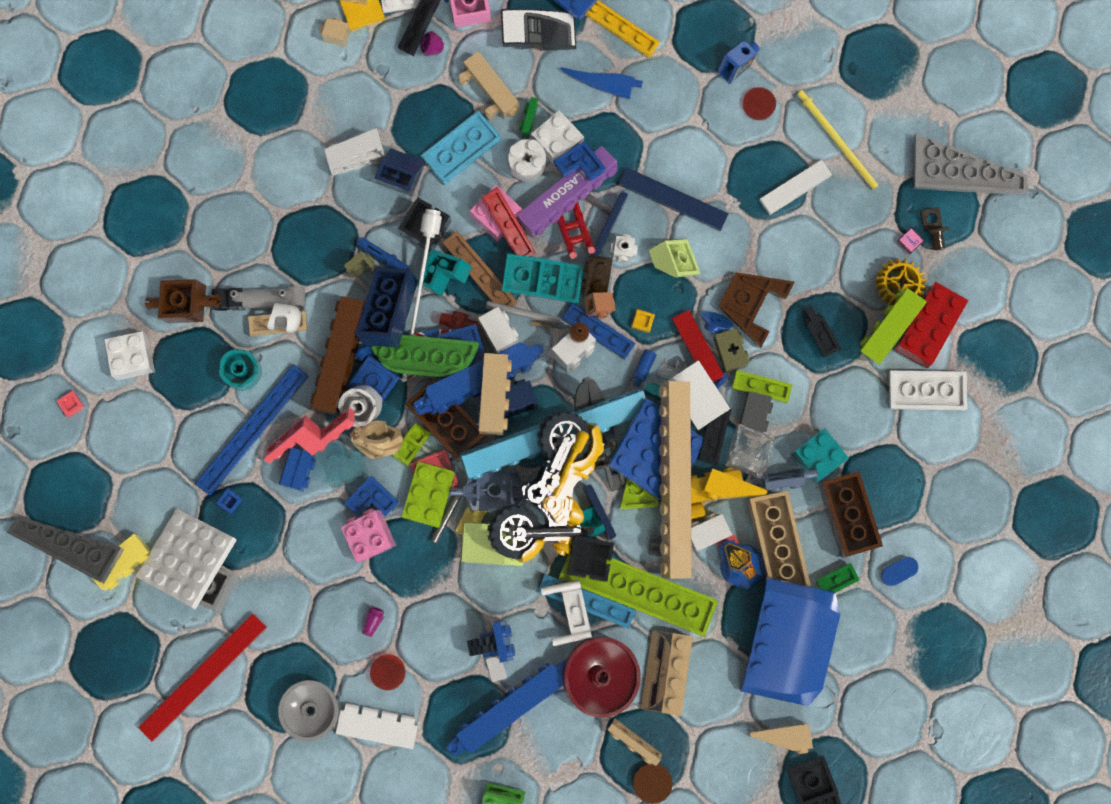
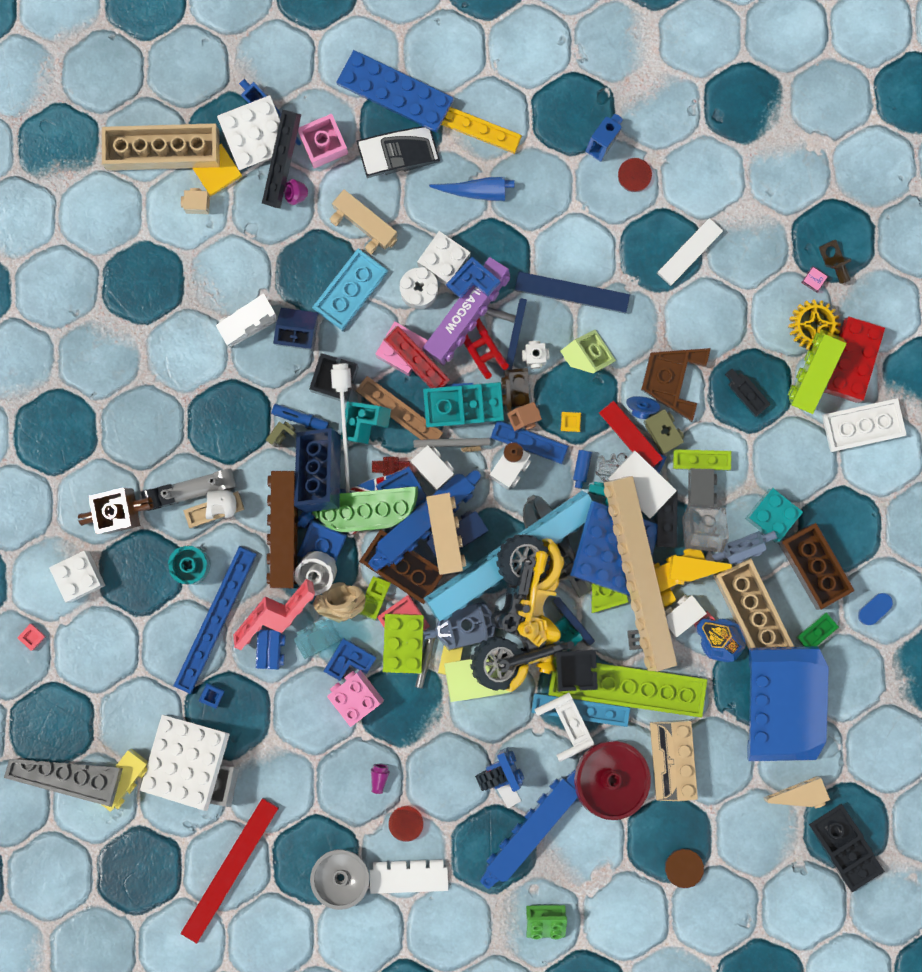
camera: 10 degrees left, 5 degrees up
(530, 111) = (410, 237): green plate -> none
(634, 742) = (658, 834): tan plate -> none
(808, 102) = (682, 162): light yellow bar -> none
(957, 170) = (844, 197): light grey wing -> none

